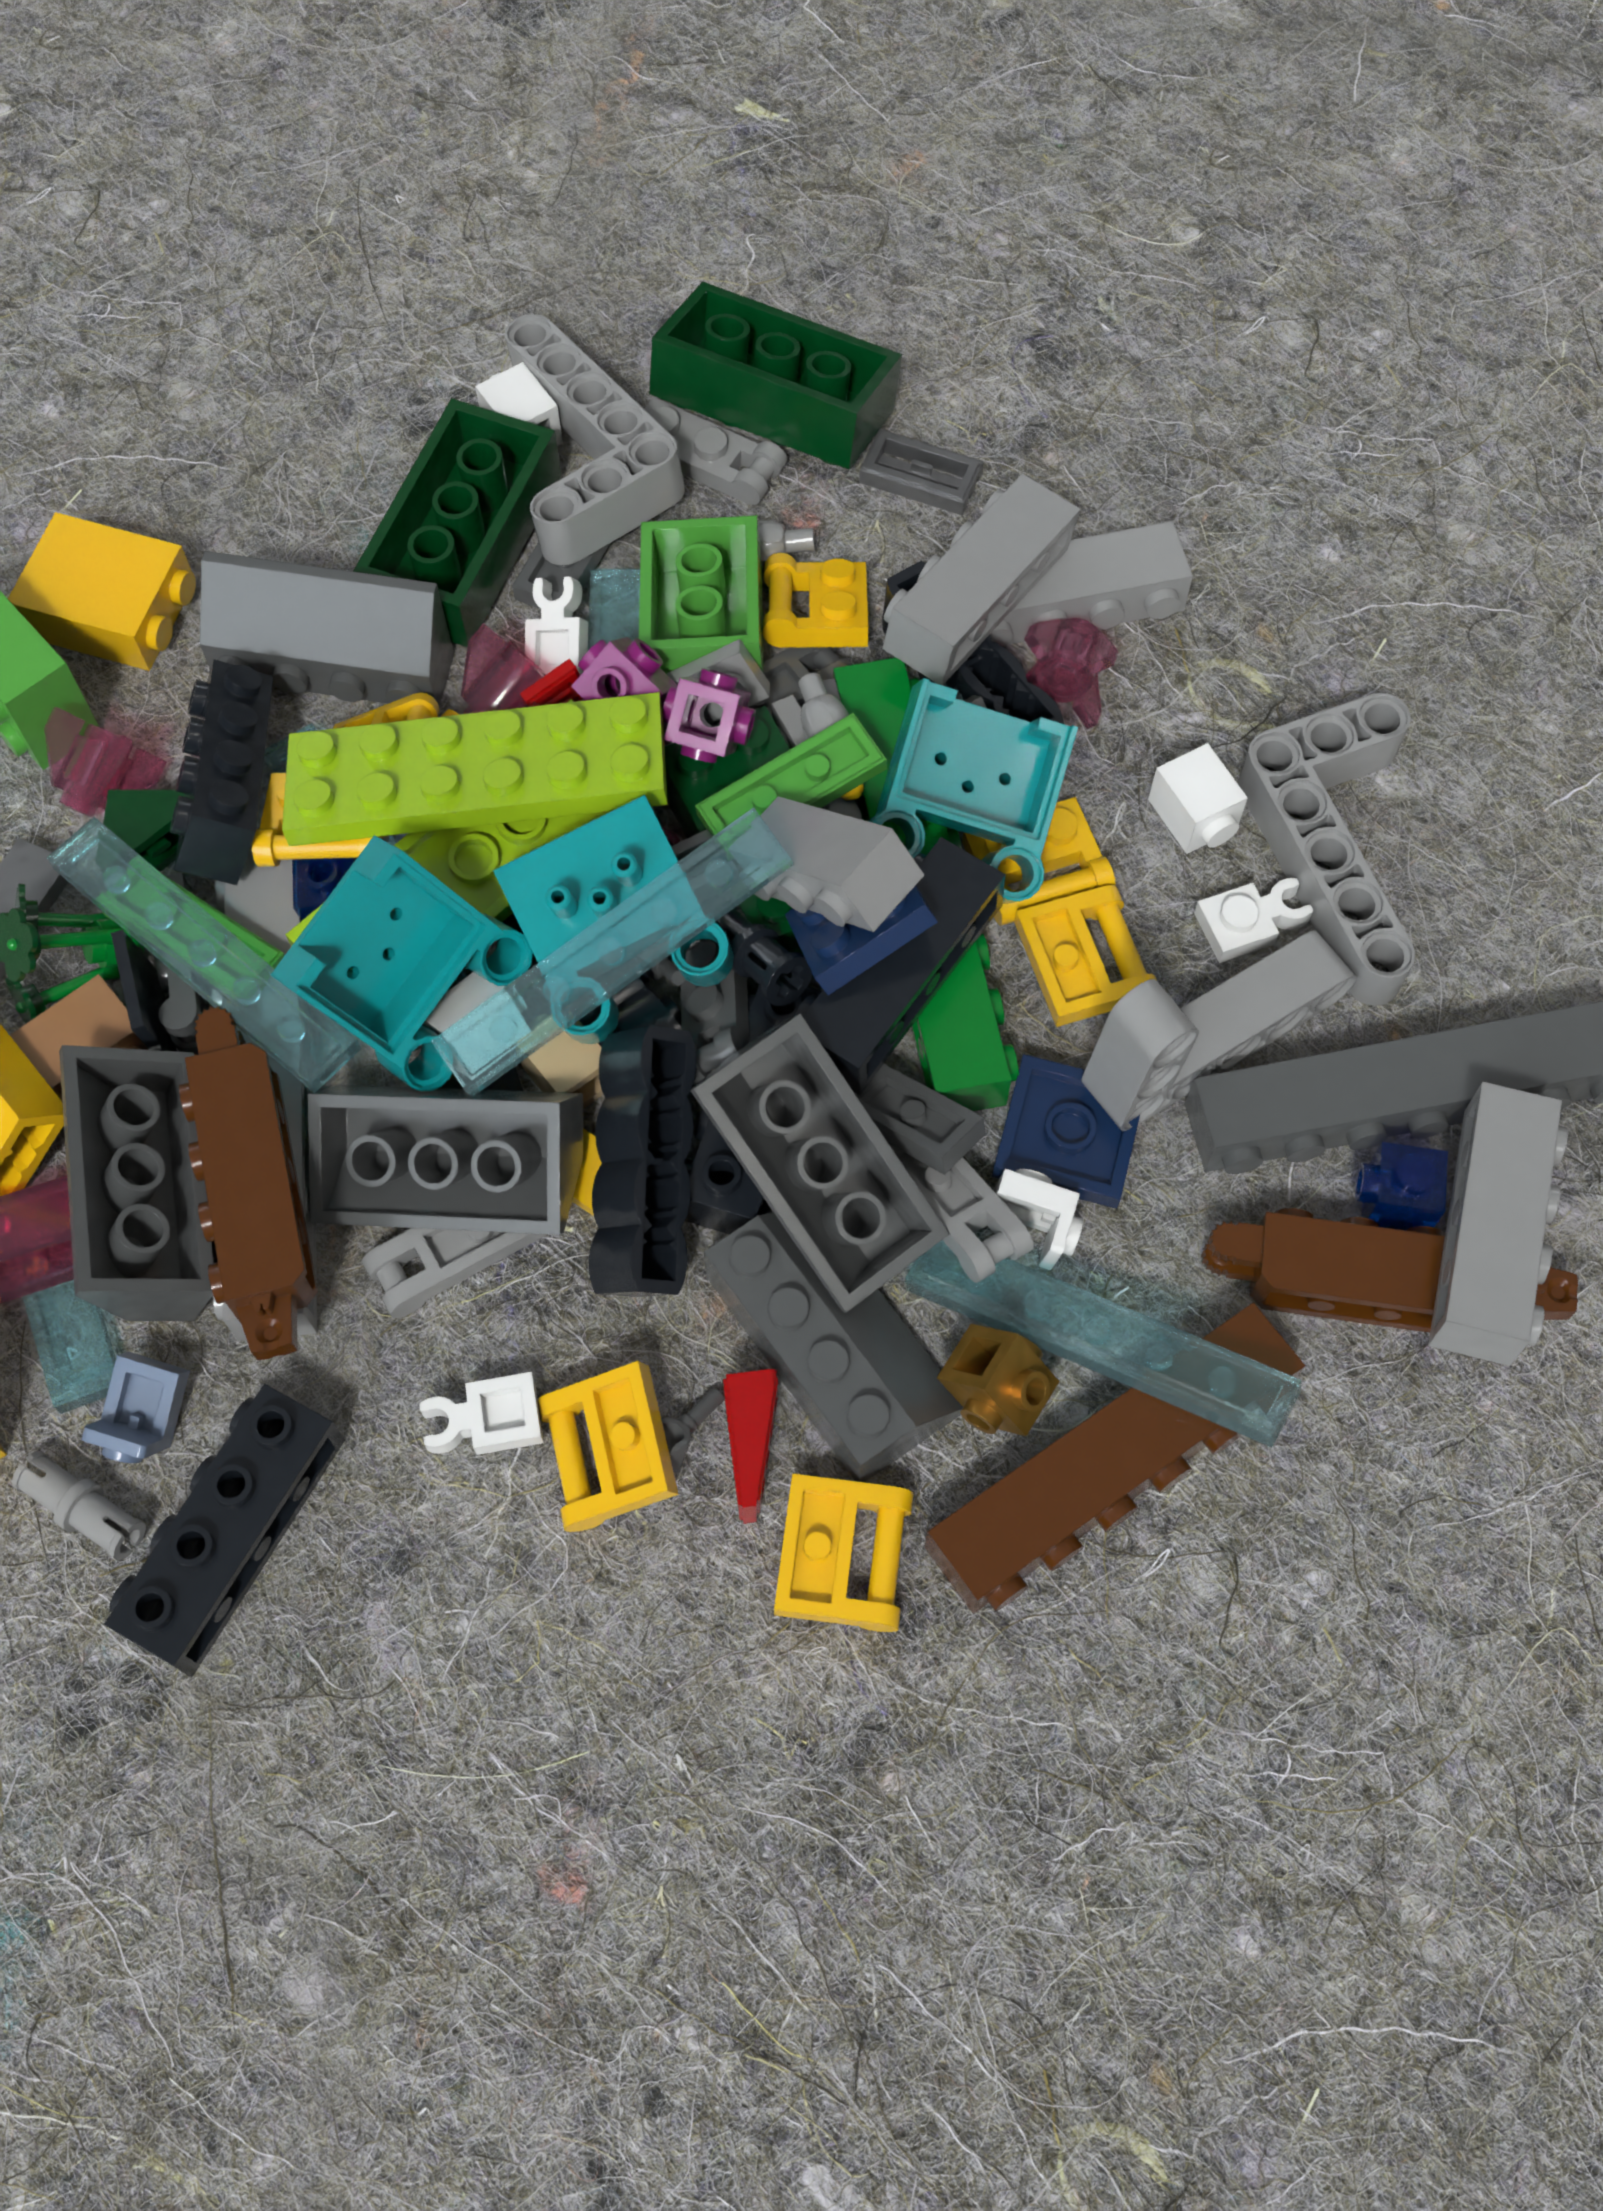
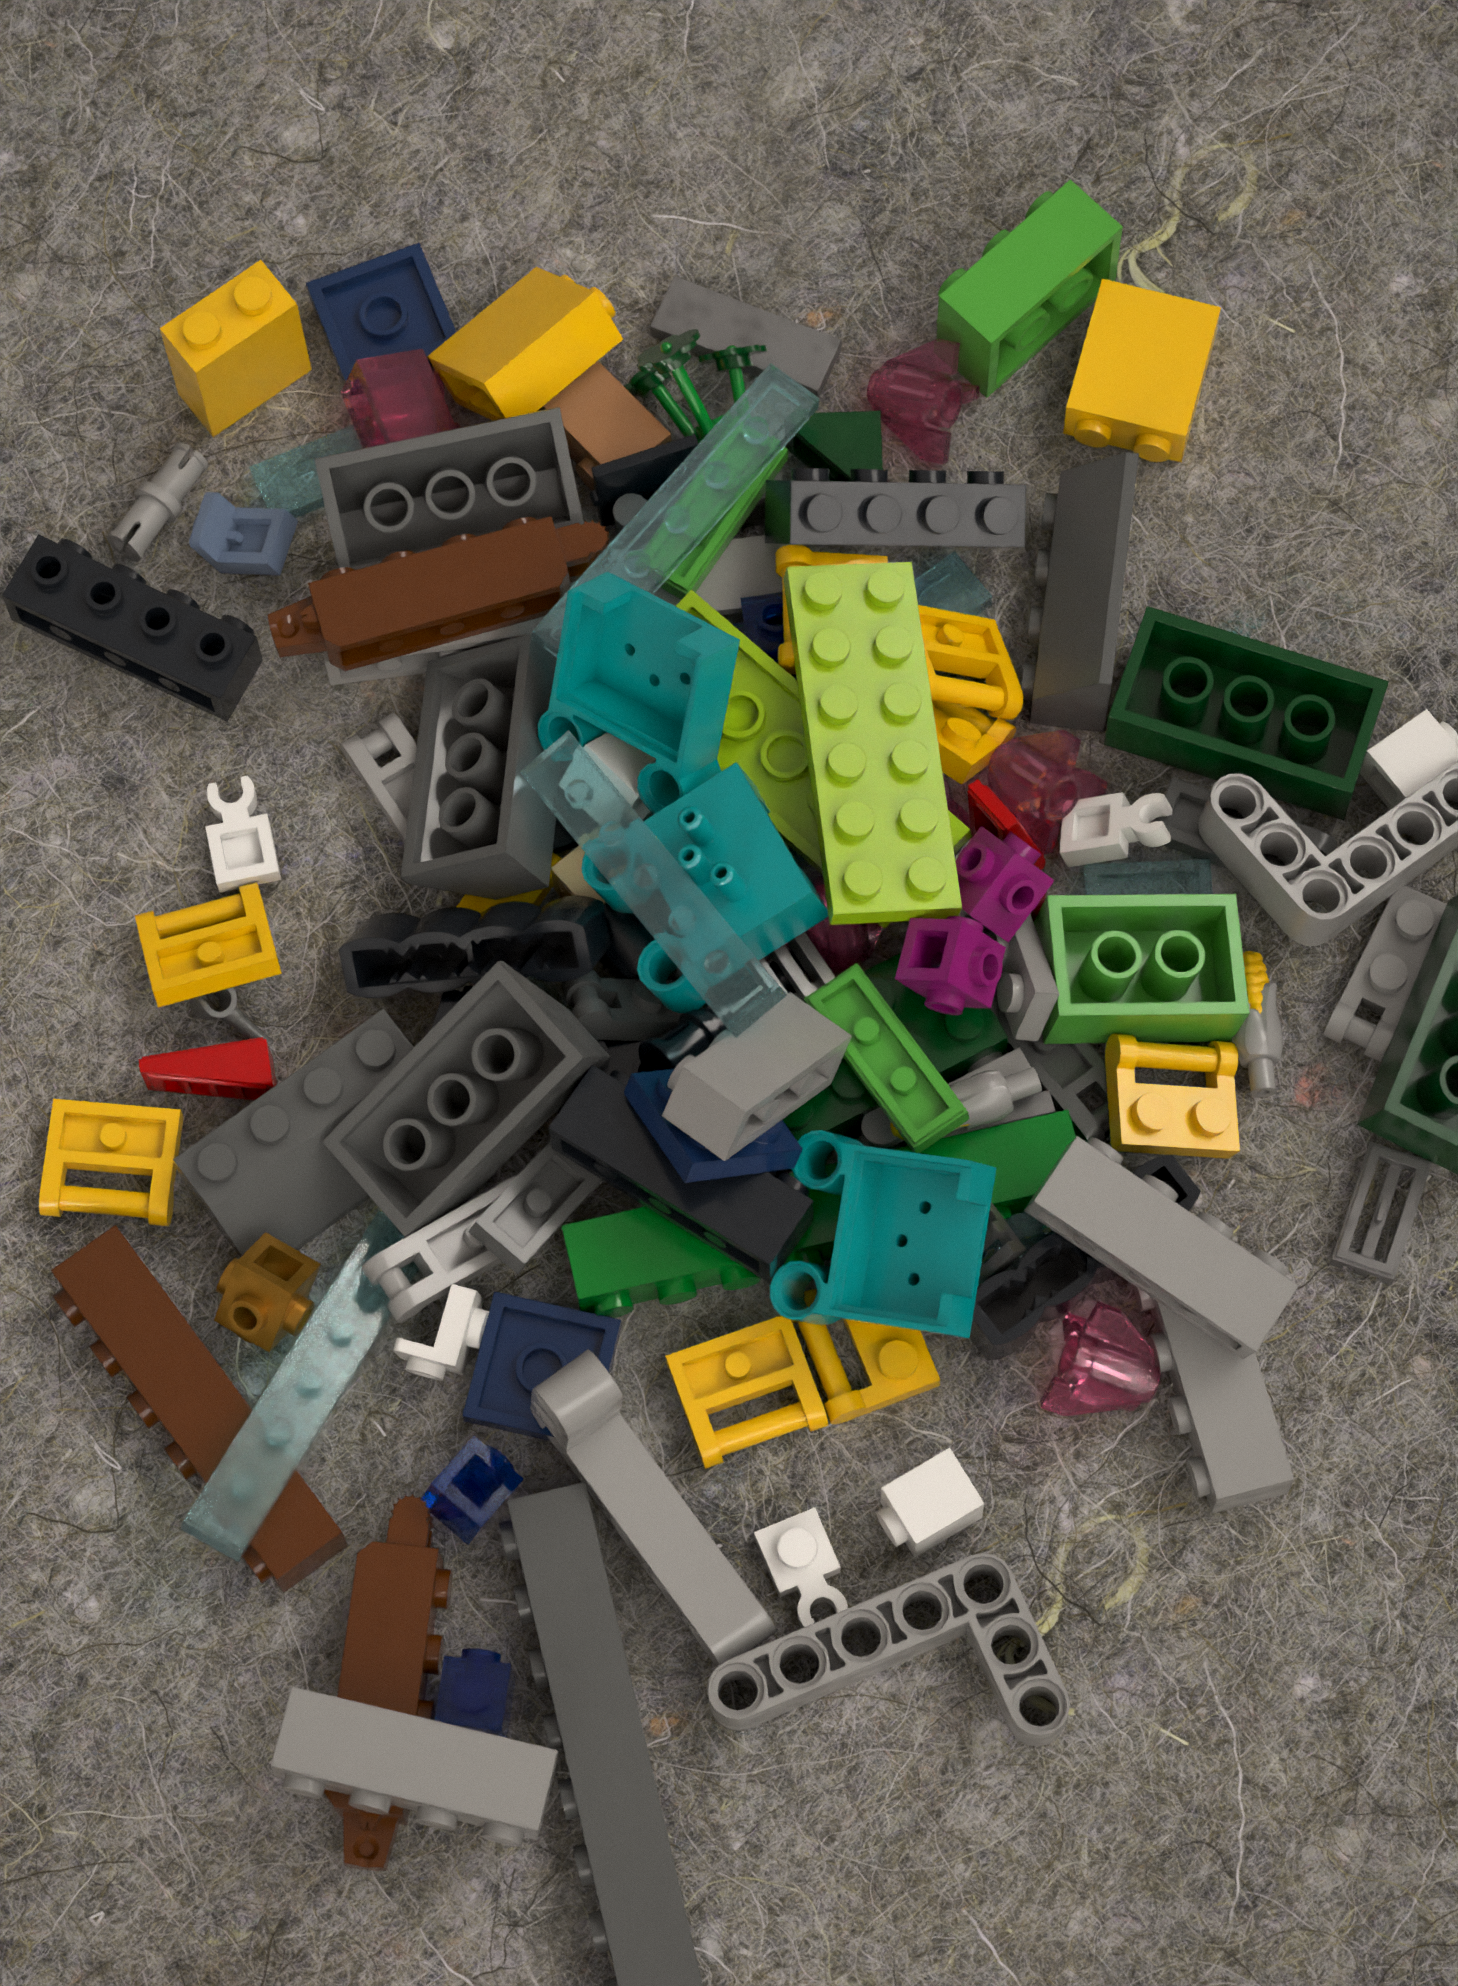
camera: 90 degrees right, 5 degrees up
(1201, 1184) = (472, 1489): none -> clear blue brick

